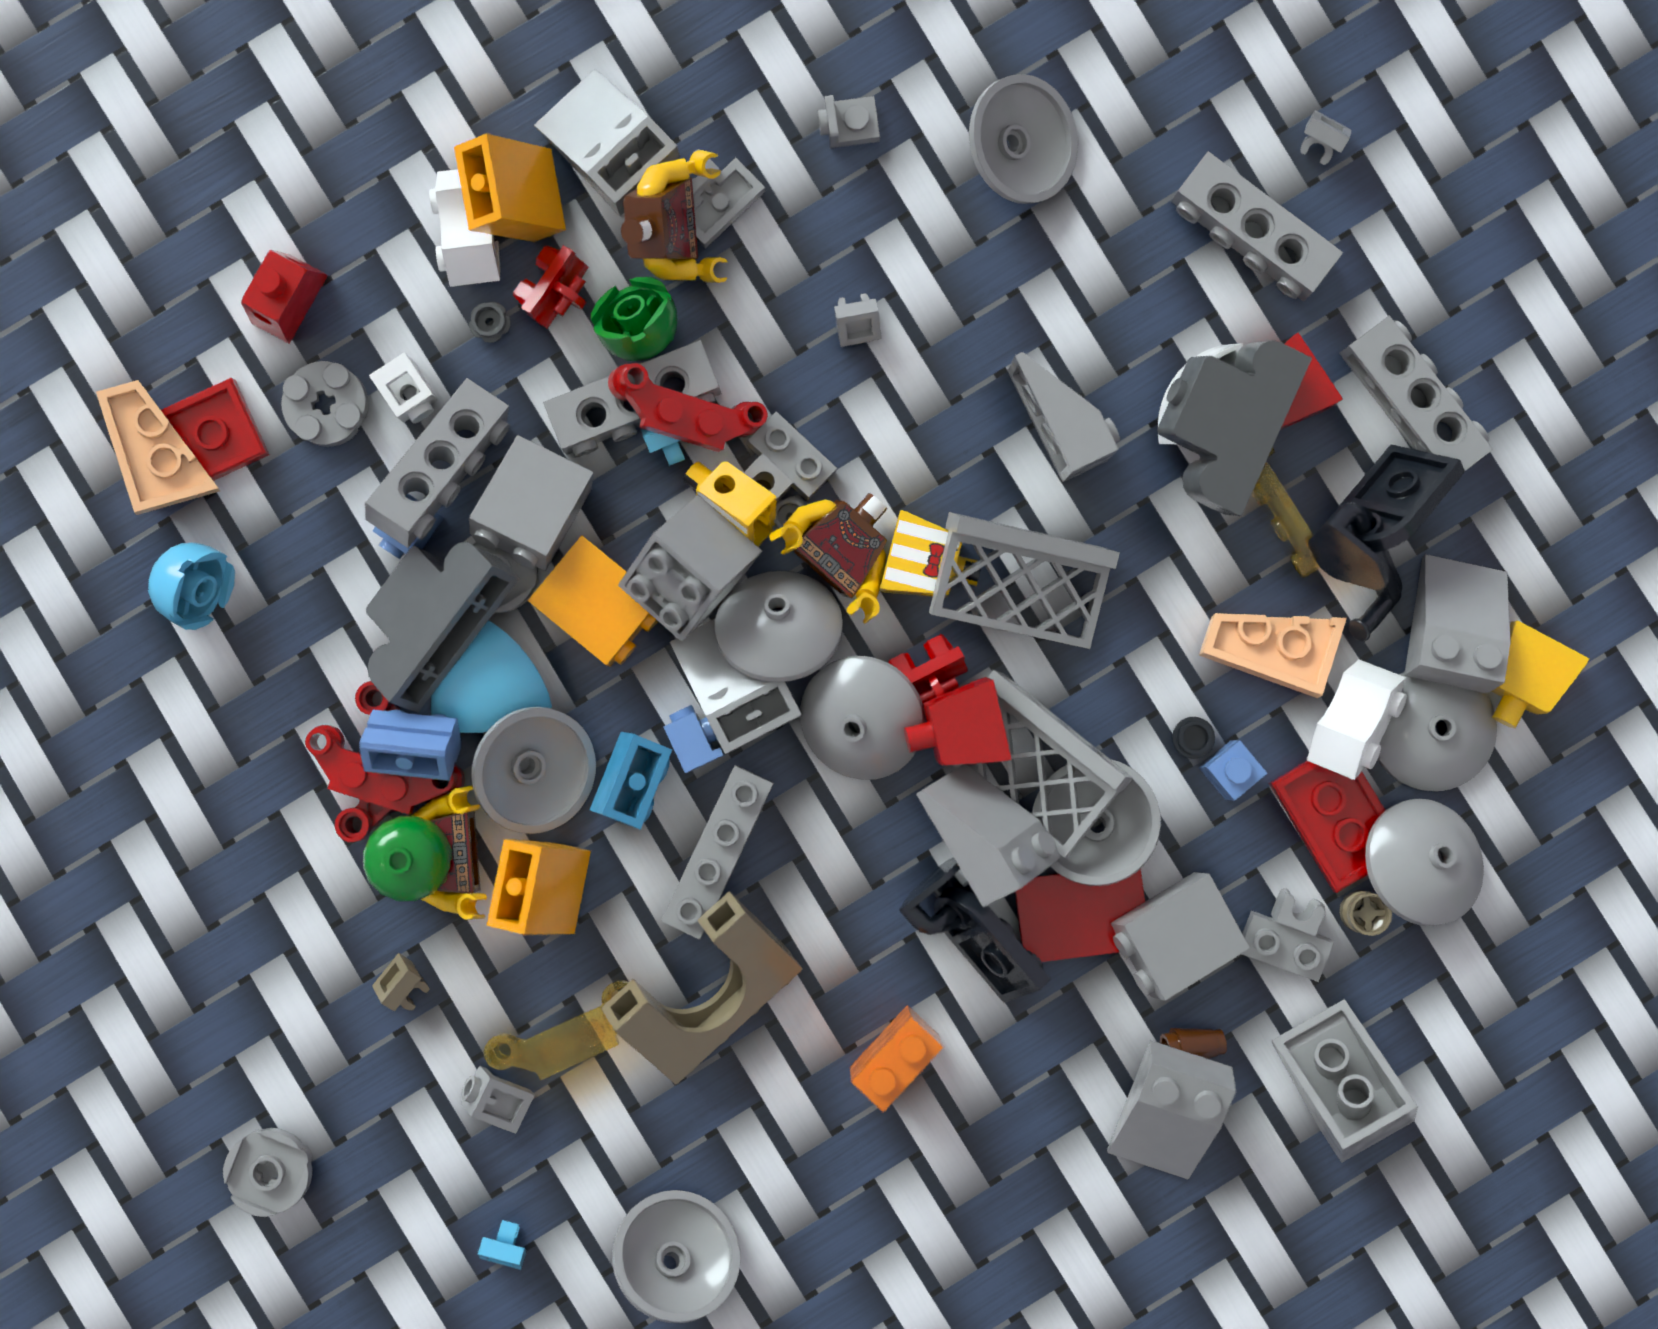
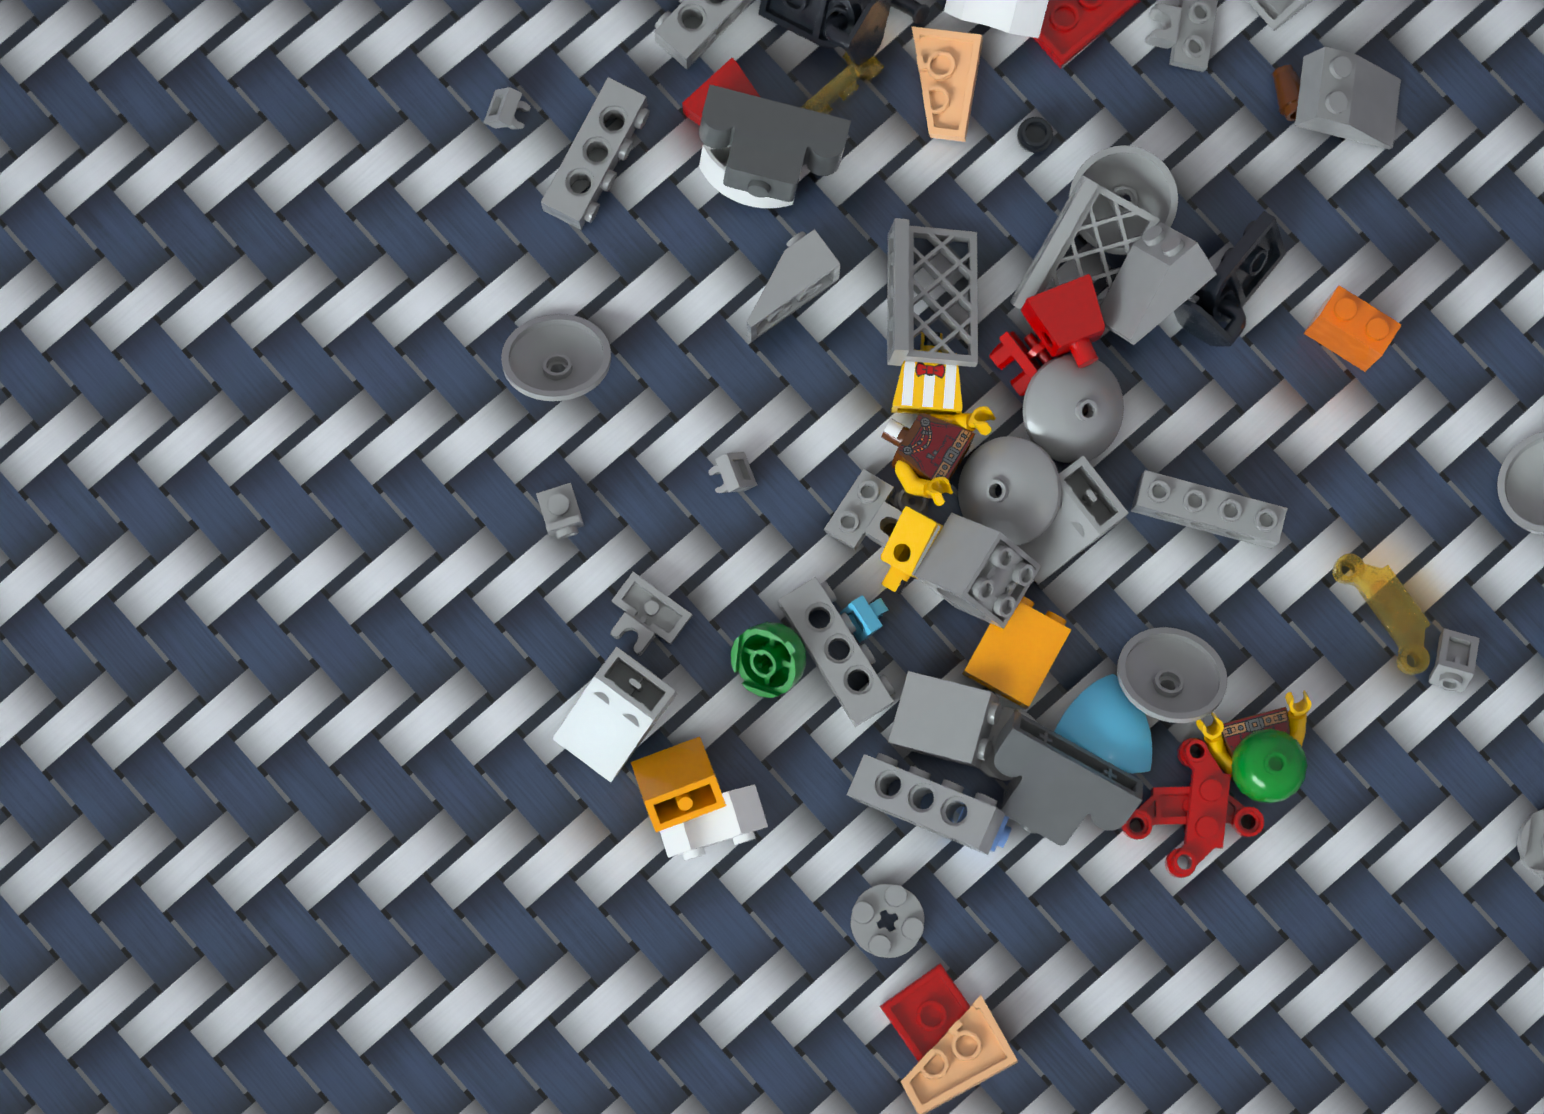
camera: 100 degrees left, 5 degrees down
(190, 583) = (1066, 1006): medium azure cylinder -> none
(281, 294) = (800, 971): red torso -> none
(394, 379) = (853, 860): white brick -> none
(397, 982) = (1373, 761): dark tan tile -> none
(410, 744) = (1172, 780): medium blue brick -> none
(486, 311) = (790, 779): dark grey plate -> none
(538, 887) = (1271, 649): light orange brick -> none
(556, 288) = (753, 732): red hips -> none
(631, 780) = (1164, 592): dark azure brick -> none
(662, 220) = (680, 648): torso -> none
(681, 414) = (847, 601): red plate -> none
(684, 1037) = (1370, 509): dark tan arch -> none
(692, 739) = (1118, 548): medium blue brick -> none
(1073, 919) = (1206, 198): red tile -> none
(1178, 936) = (1204, 117): light grey brick -> none
(1232, 770) = (1057, 97): medium blue brick -> none

